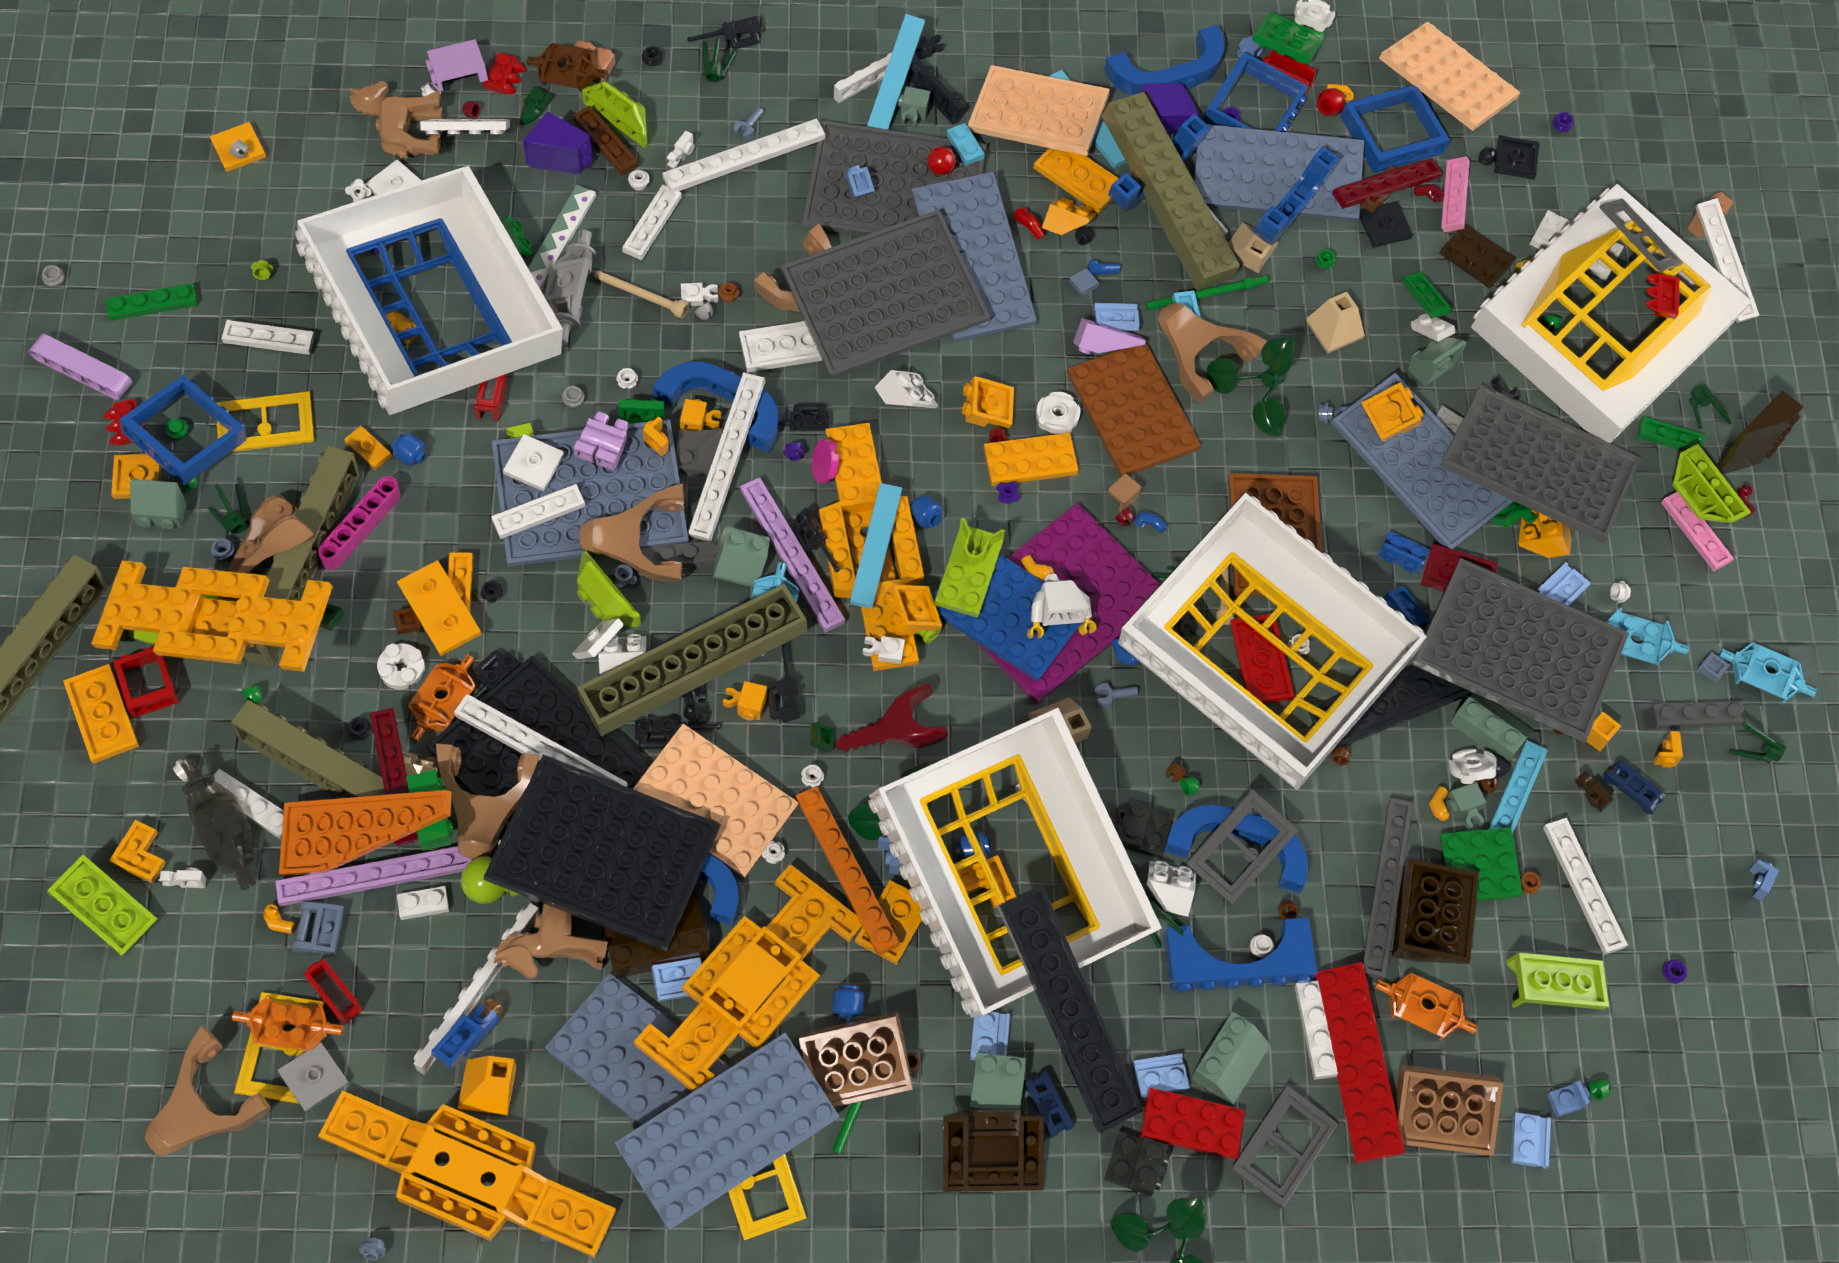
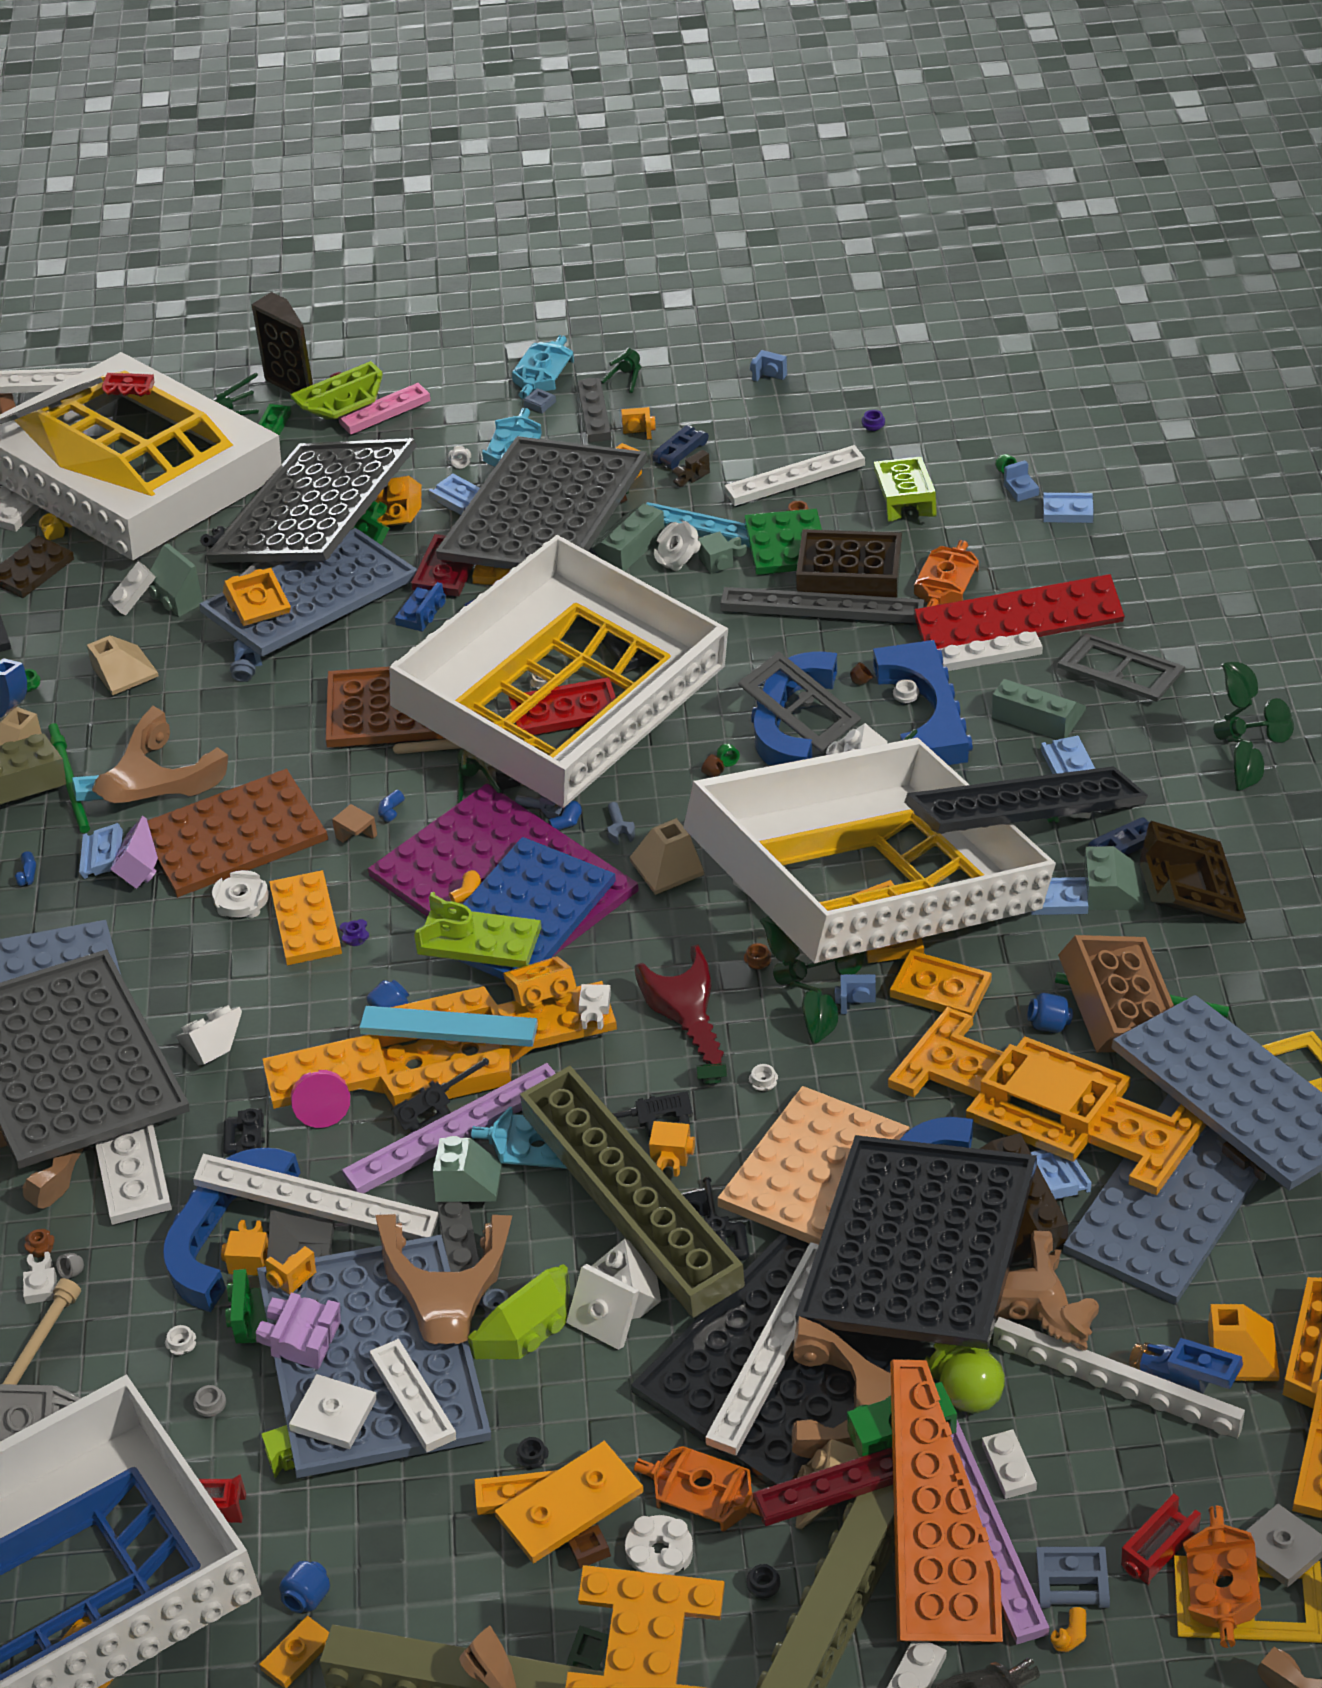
camera: 85 degrees left, 20 degrees down
(358, 533) = (420, 1618): dark pink beam -> none
(492, 678) = (666, 1427): black piece -> none
(778, 856) = (872, 1102): white plate -> none
(794, 451) = (299, 1142): dark purple plate -> none
(847, 871) = (883, 1028): orange plate -> none
(988, 403) = (227, 956): light orange plate -> none
(997, 435) = (272, 947): dark red hinge -> none
(1060, 604) = (526, 846): white torso -> none
(1083, 282) = (45, 886): sand blue tile -> none
(1123, 516) = (385, 827): dark red hinge -> none
(1137, 1163) = (1171, 769): pearl dark grey plate -> none
(1192, 1123) = (1117, 730): red plate -> none
(1277, 355) = (184, 678): dark green plant -> none
(1426, 295) = (87, 595): green tile -> none
(1437, 804) = (721, 575): light orange arm -> none
(1448, 1109) = (1049, 550): medium nougat slope -> none

